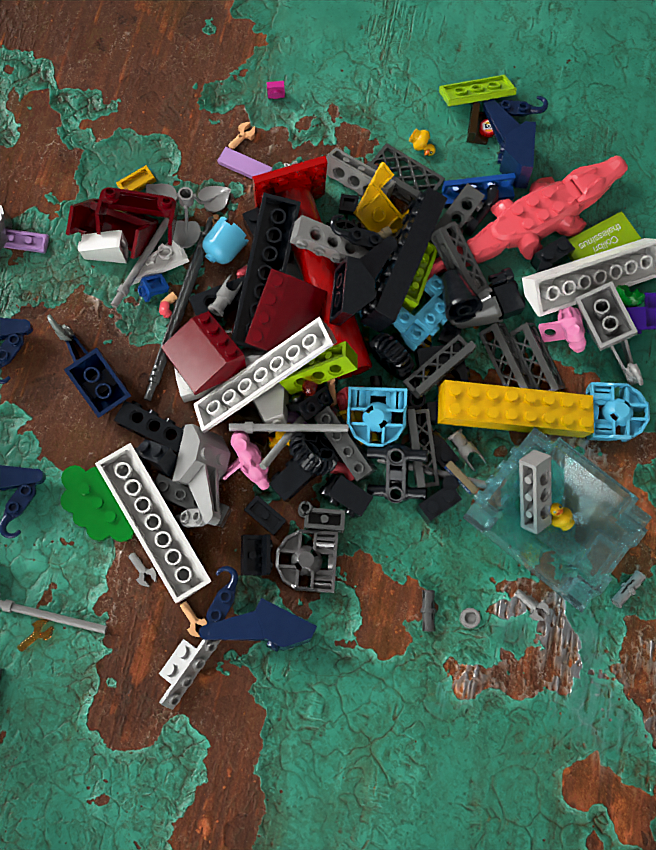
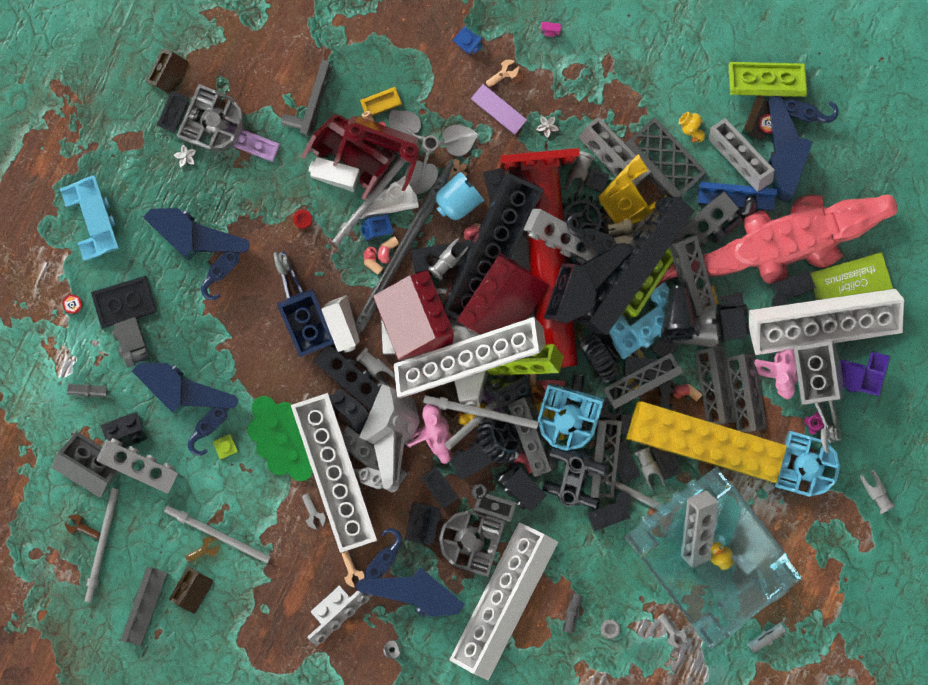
camera: 15 degrees right, 10 degrees up
(29, 681) = (191, 590): none -> dark brown panel
(41, 524) = (225, 446): none -> lime plate
(74, 188) = (307, 124): none -> dark grey piece
(82, 296) = (303, 219): none -> red tile
(133, 377) = (341, 323): none -> white slope
(153, 318) = (370, 260): none -> arm
(175, 412) = (374, 366): none -> light grey piece
(204, 116) = (468, 41): none -> blue bracket
(257, 694) = (388, 645): none -> light grey piece
(309, 388) = (509, 378): clear red hinge -> none
(331, 198) = (580, 171): none -> light grey piece
(339, 404) = (536, 390): none -> reddish brown bar
(355, 616) = (503, 601): none -> white slope
(463, 480) = (635, 496): dark tan tile -> none
(474, 150) = (741, 154): none -> light grey brick
(481, 369) = (686, 389): none -> arm
(481, 439) = (667, 463): none -> black plate
(610, 367) = (810, 422): none -> dark pink plate
(629, 298) = (853, 352): green hair -> none

